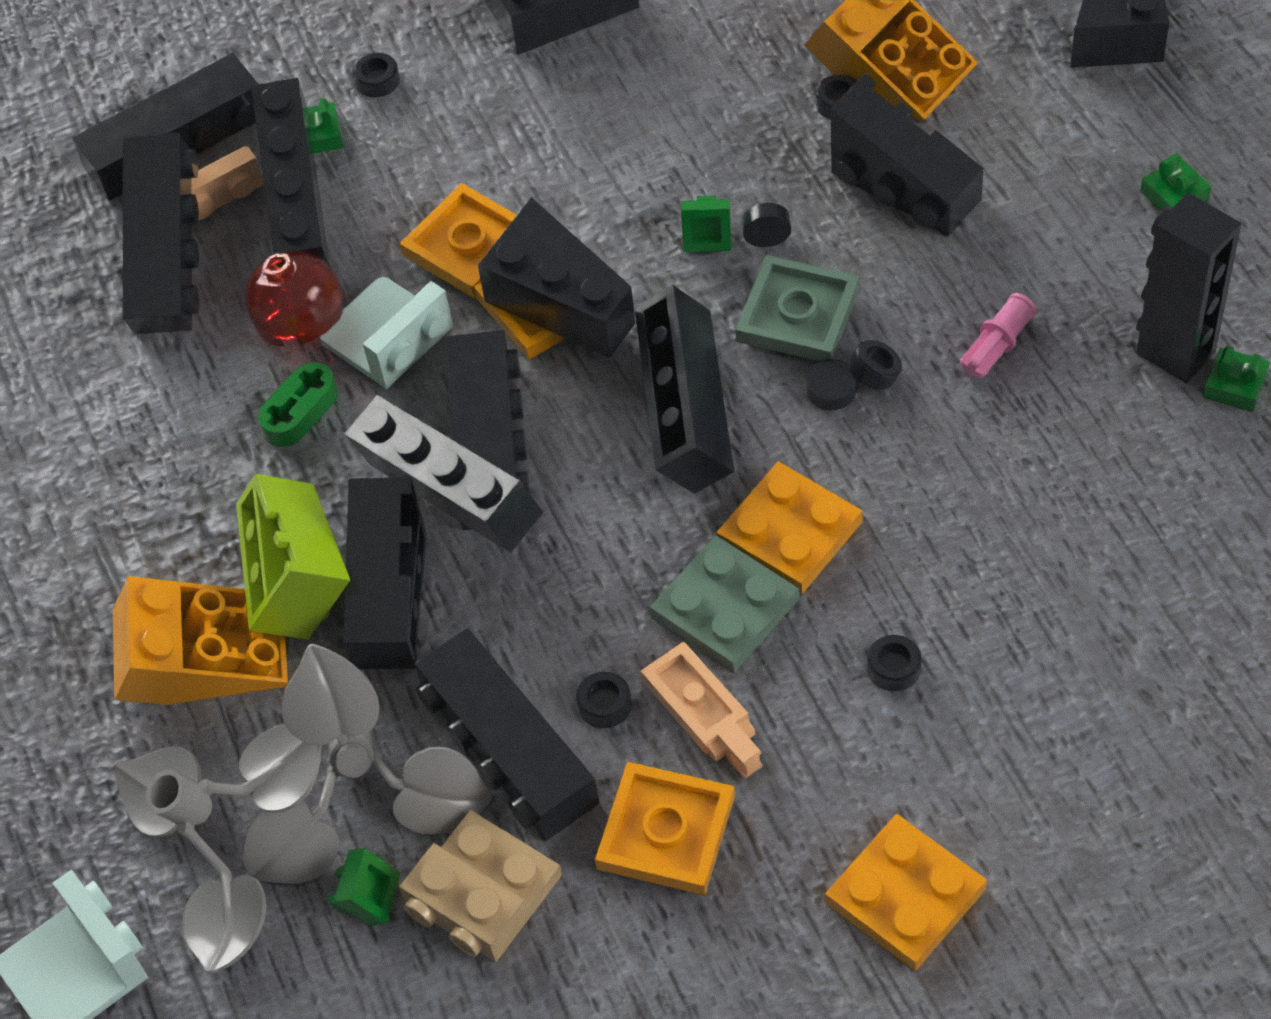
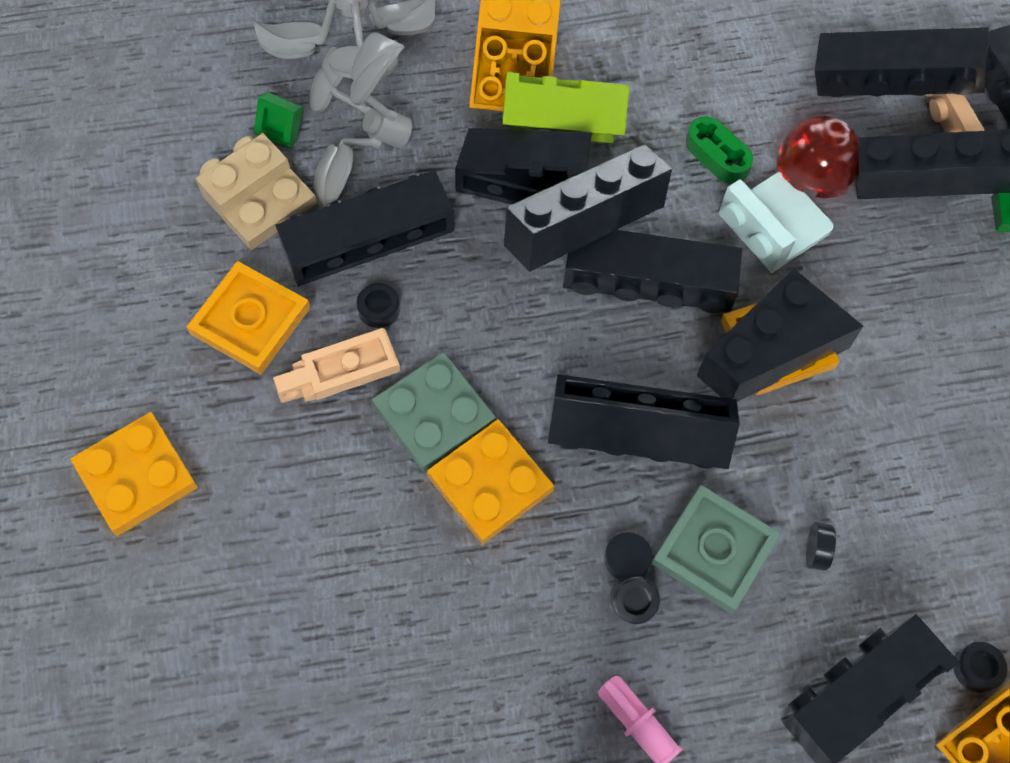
camera: 95 degrees right, 10 degrees up
(457, 237) = (868, 293): light orange plate -> none
(706, 224) = (833, 493): green tile -> none
(894, 662) = (333, 525): black tile -> none

